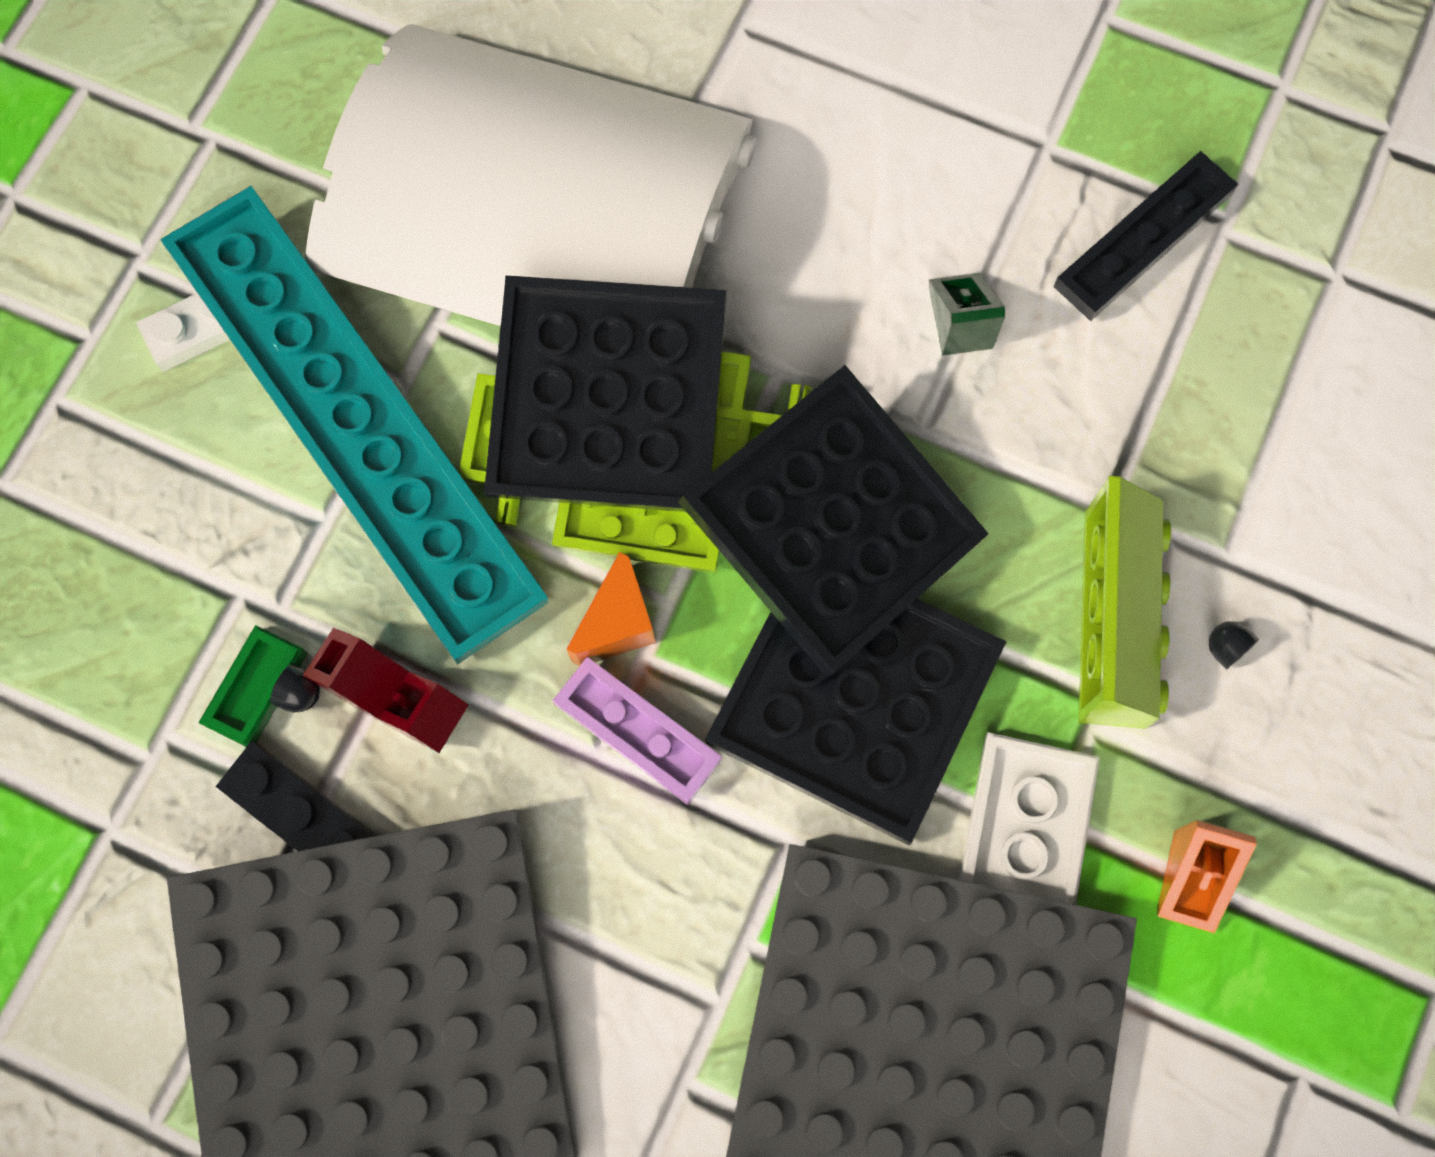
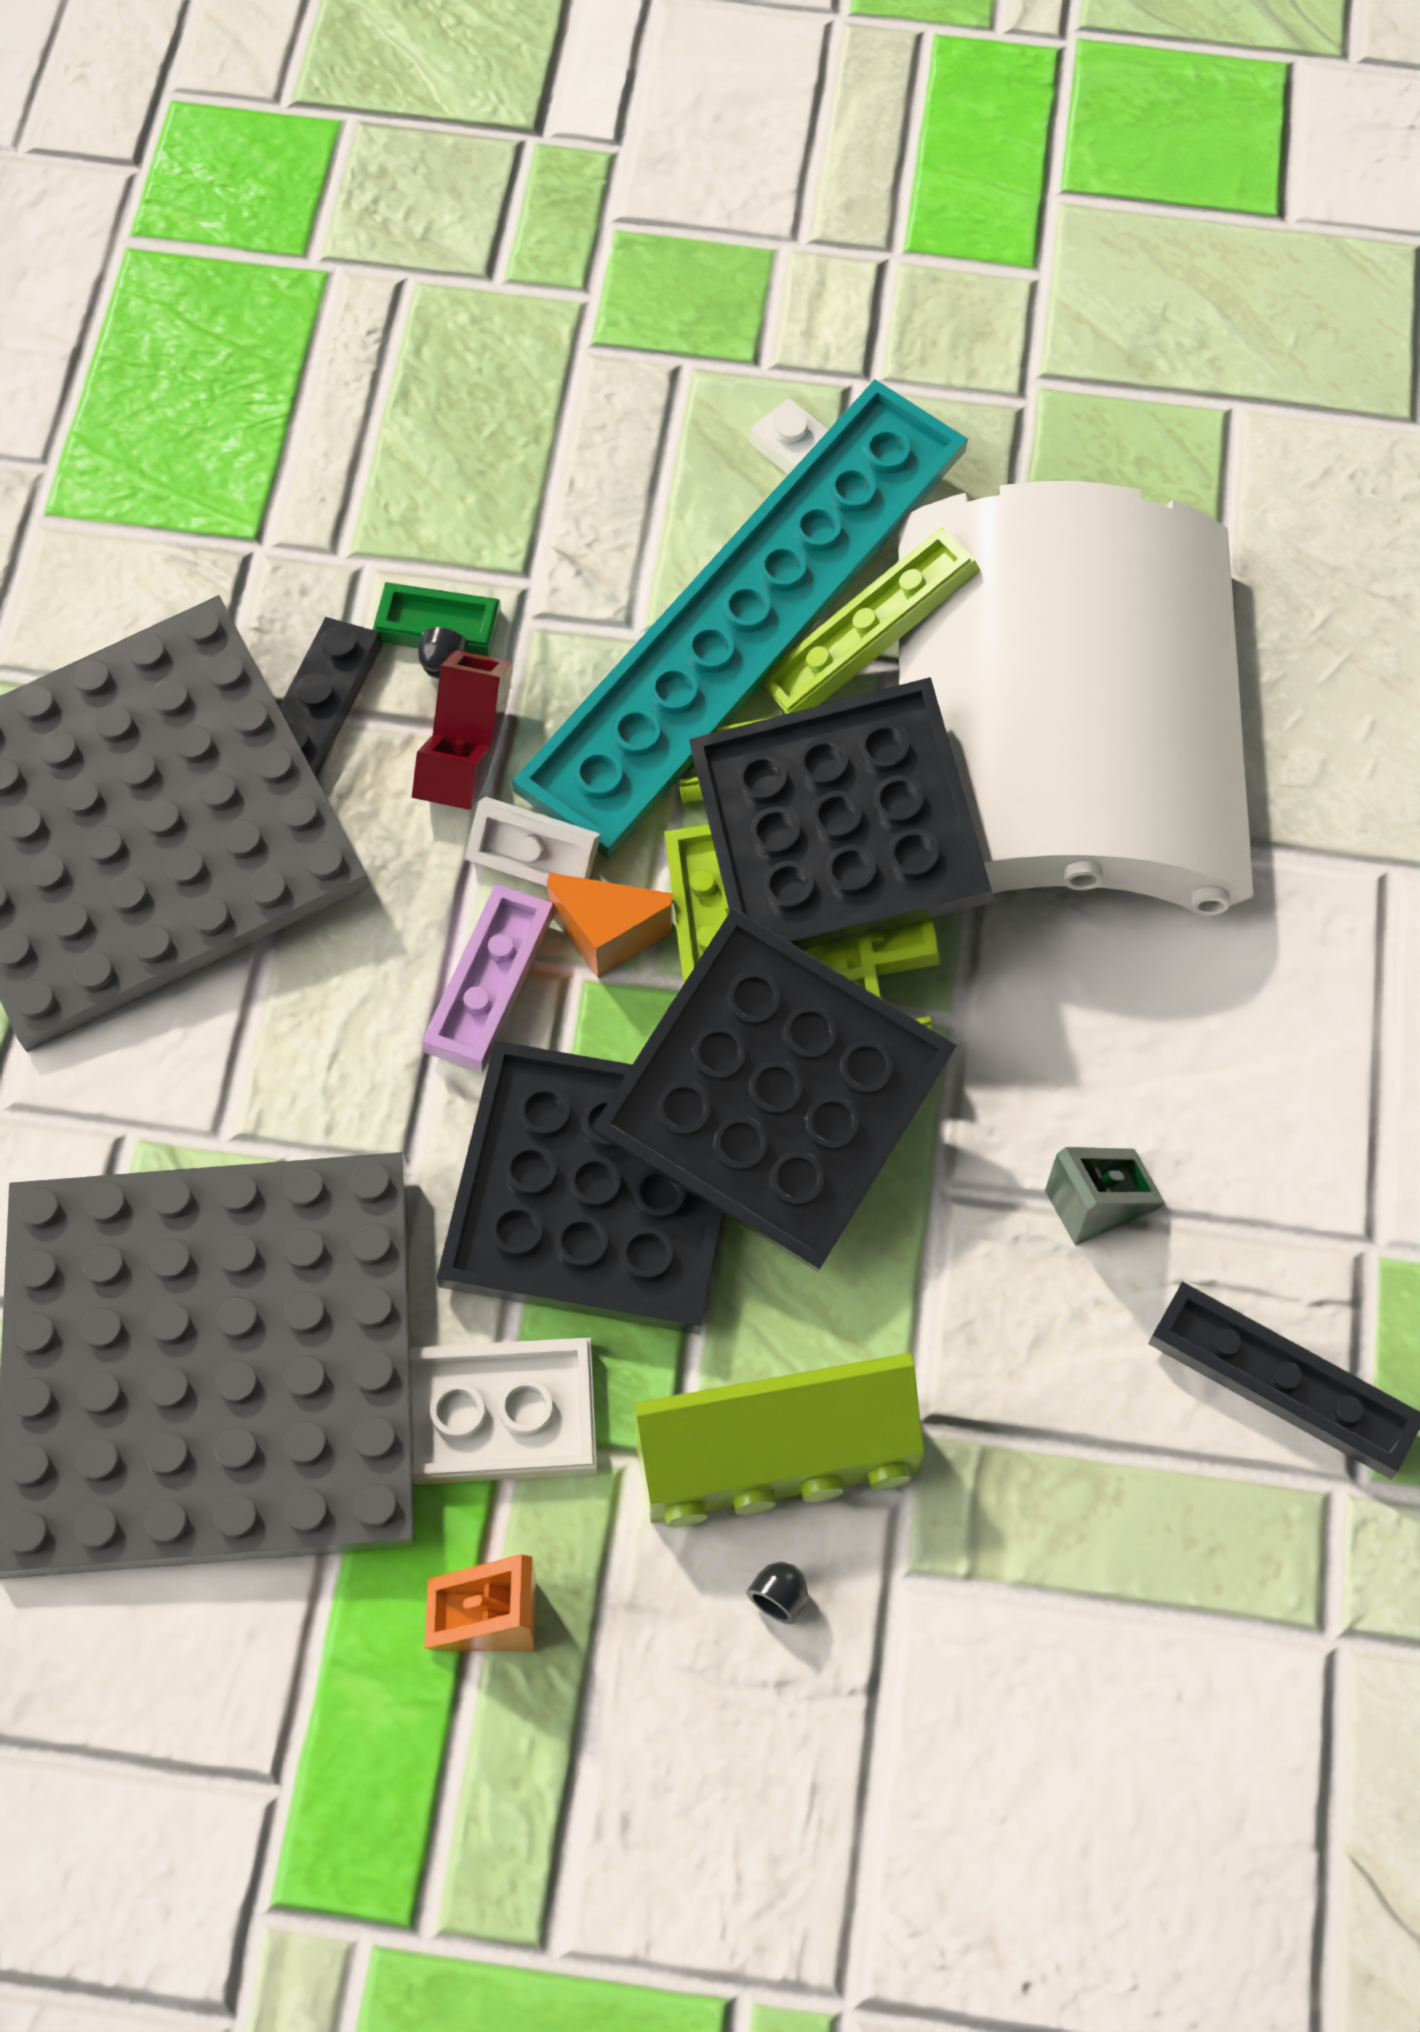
camera: 70 degrees right, 10 degrees down
(407, 318) = (870, 623): none -> lime tile
(522, 661) = (529, 843): none -> white plate

